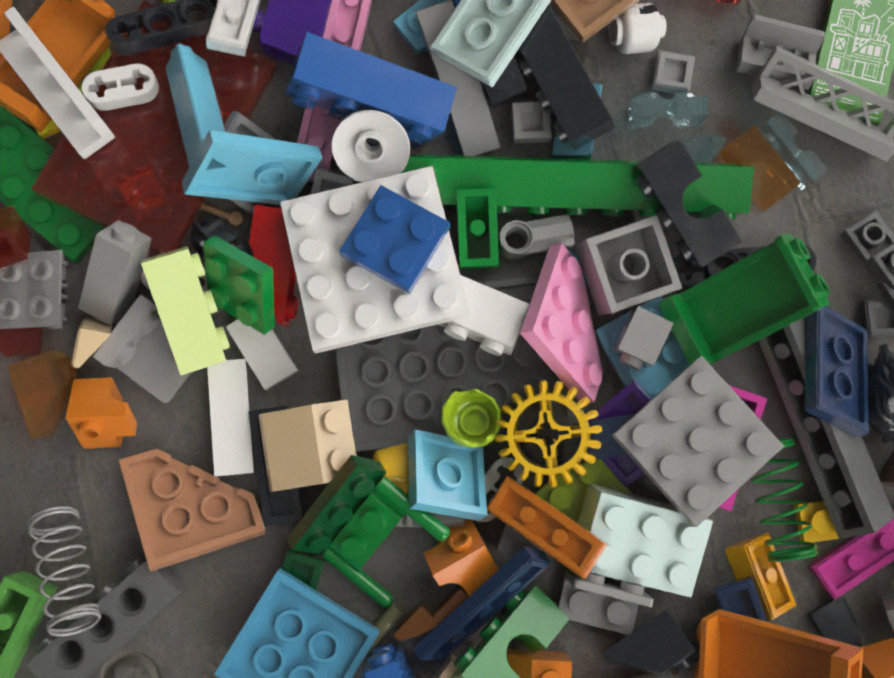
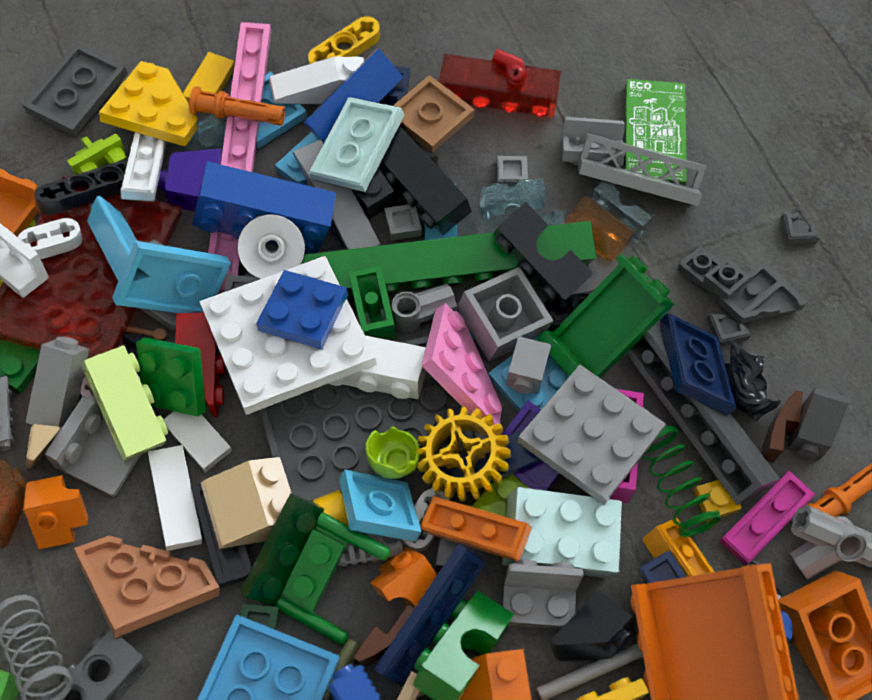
camera: 15 degrees left, 20 degrees down
(637, 29) = (475, 141): white head -> none

